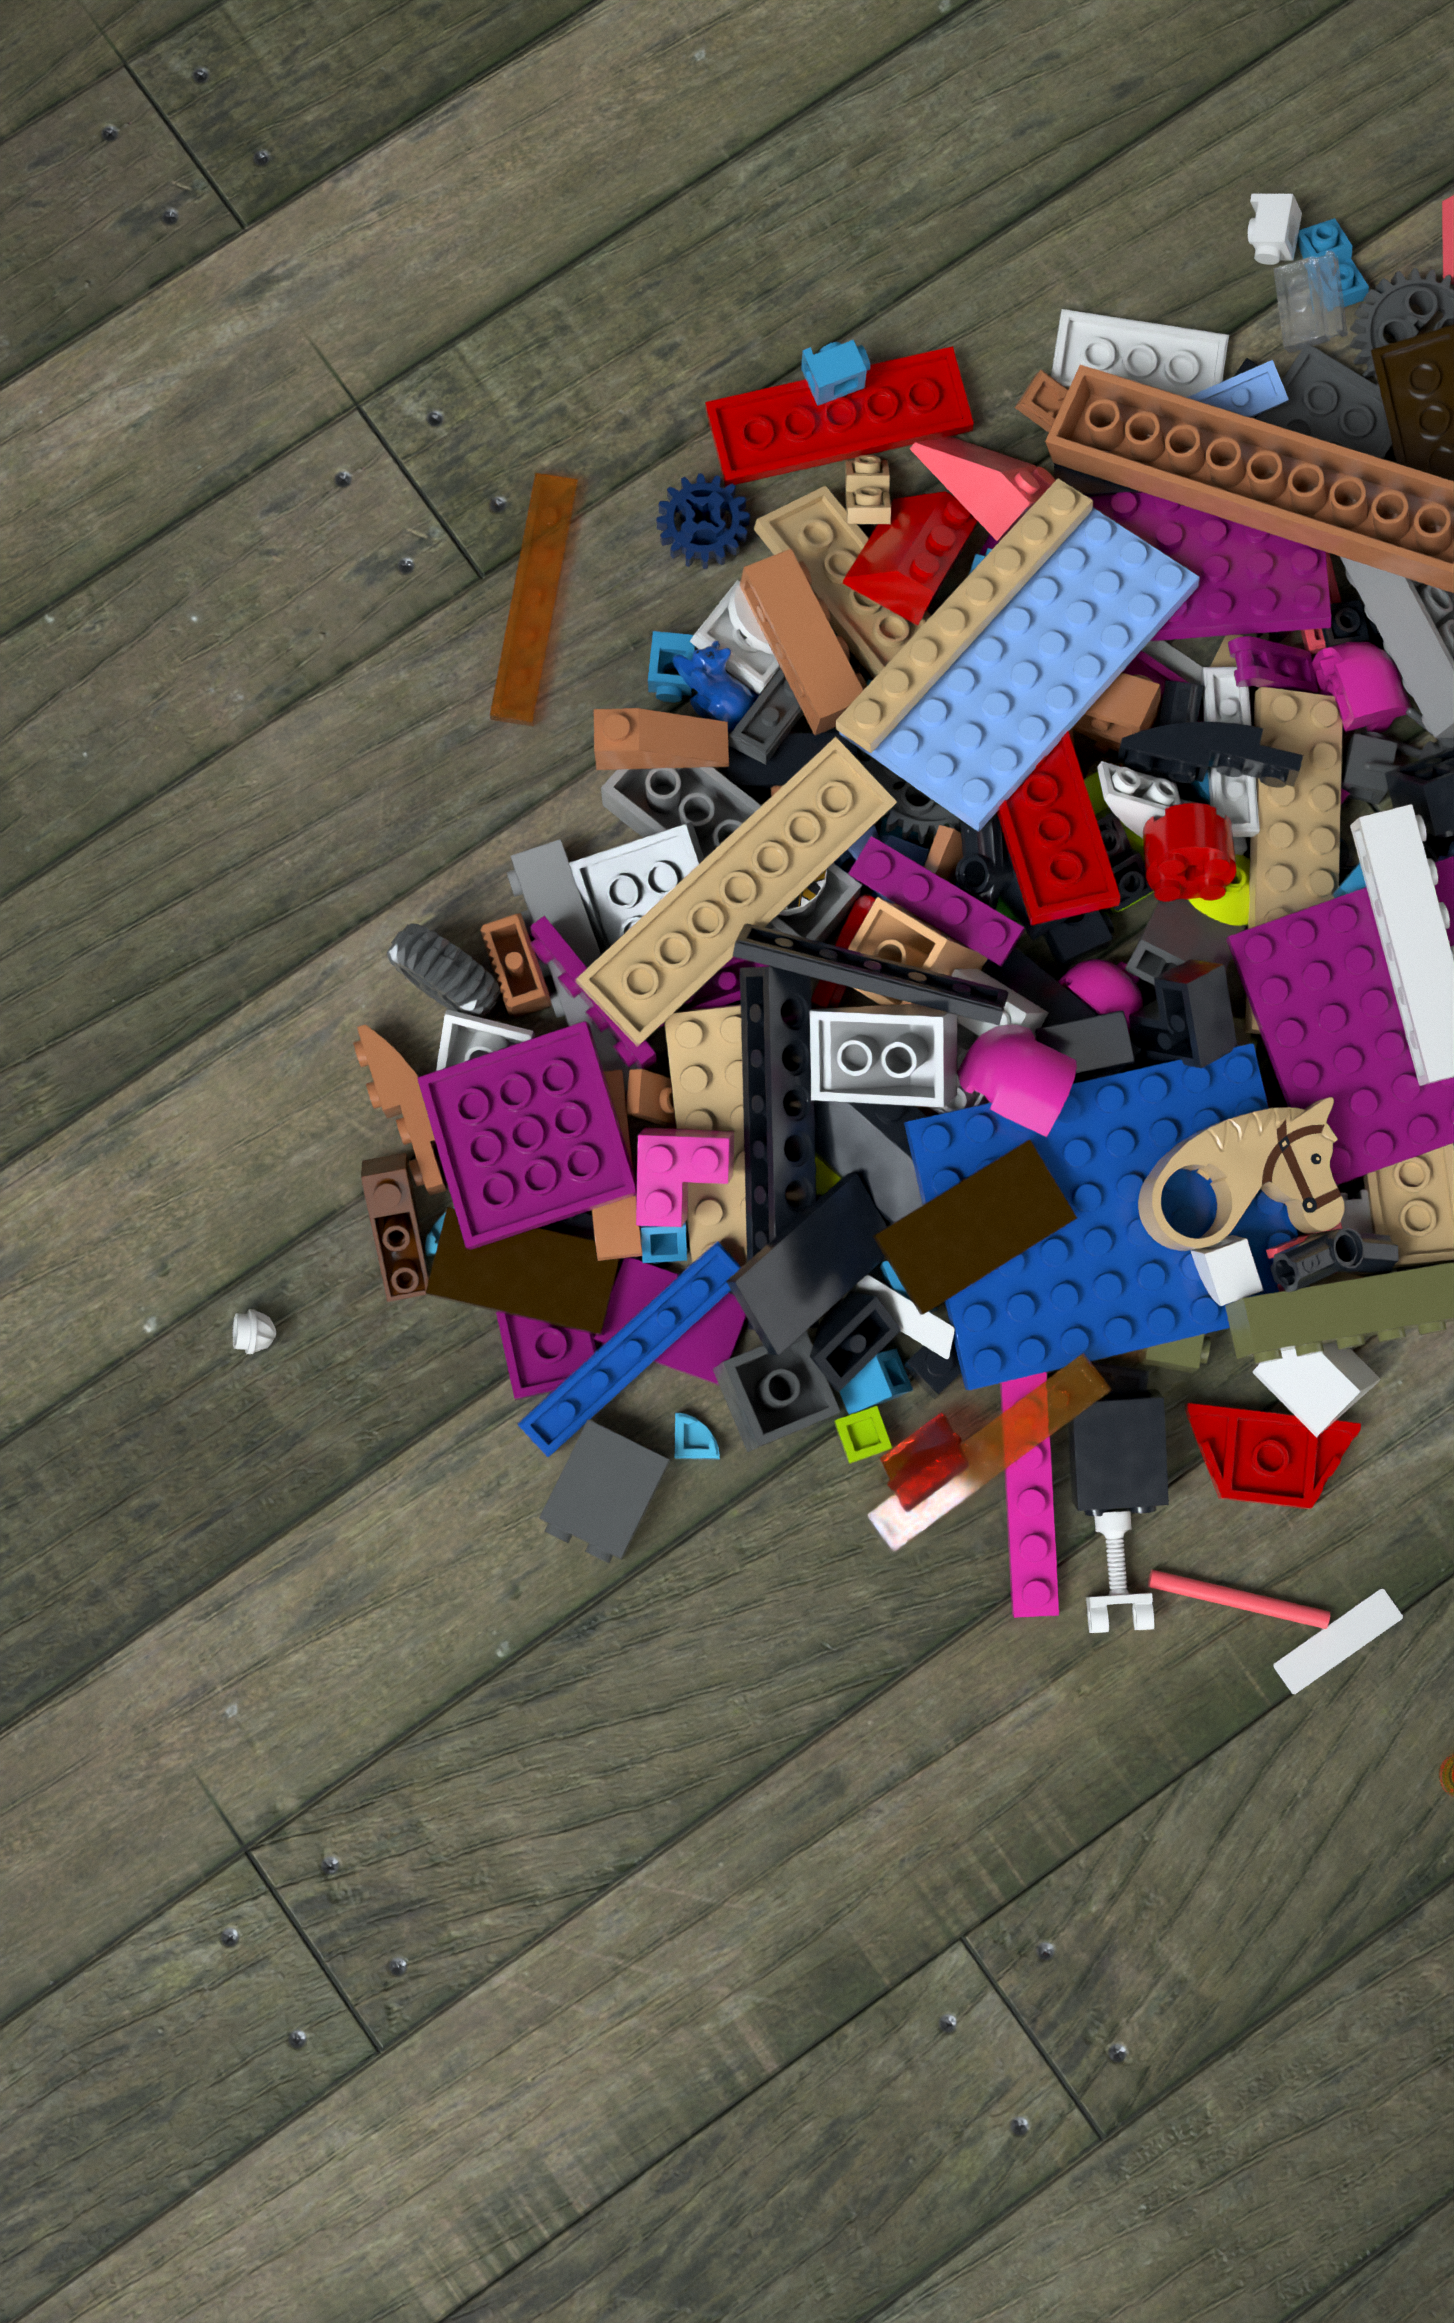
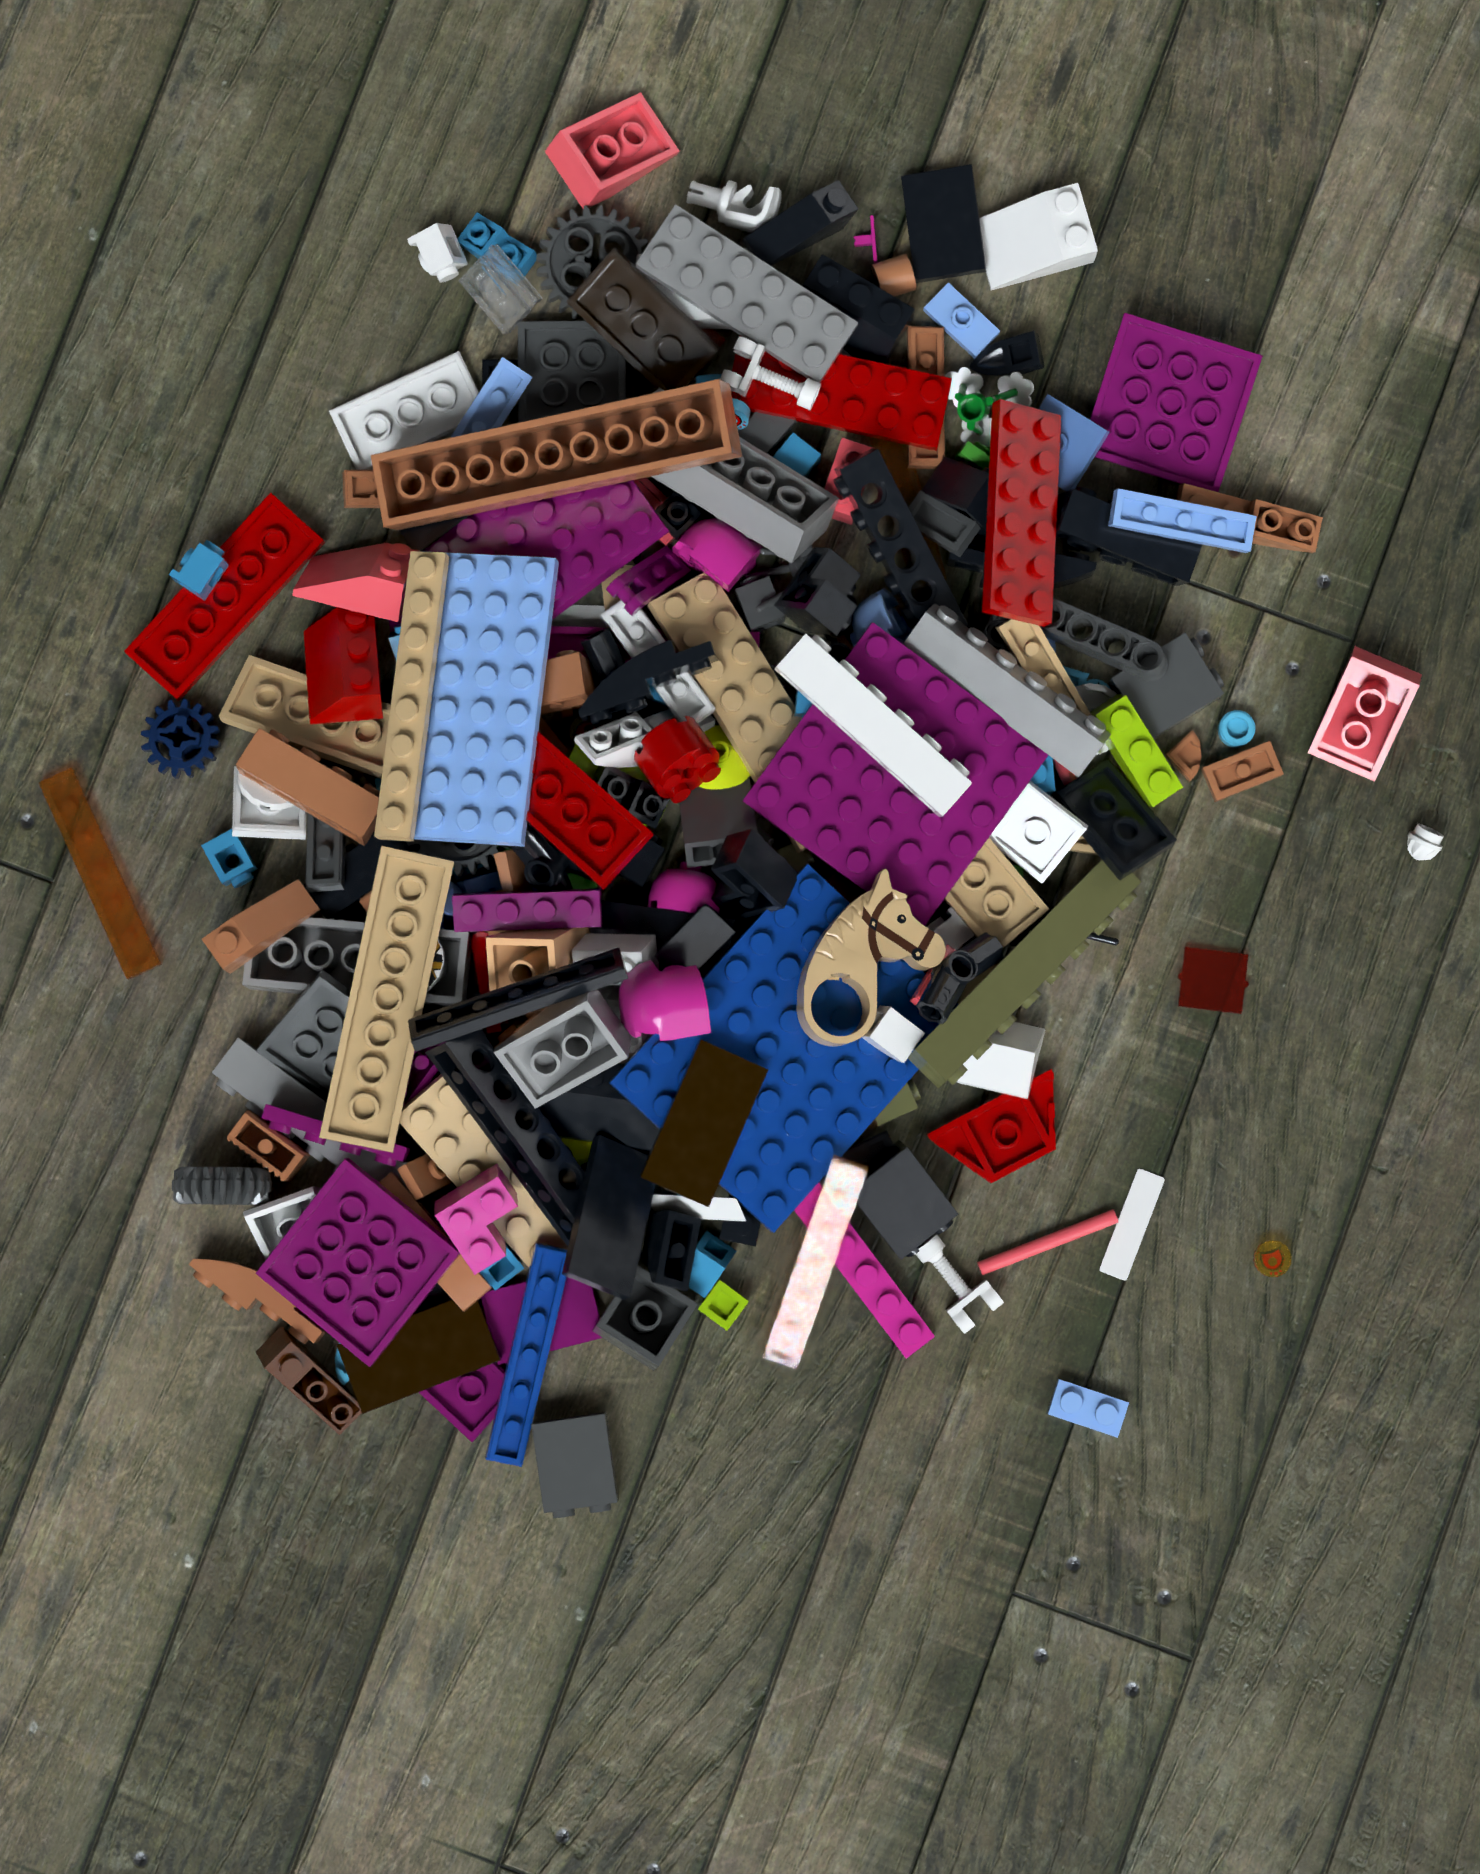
camera: 30 degrees left, 5 degrees up
(252, 1331) = (262, 1519): white plate -> none
(694, 1439) = (611, 1385): medium azure tile -> none
(719, 694) = (275, 859): blue animal -> none
(867, 490) = (282, 639): tan slope -> none
(924, 1462) = (777, 1297): clear red piece -> none
(1168, 1798) = (1087, 1408): none -> light blue plate

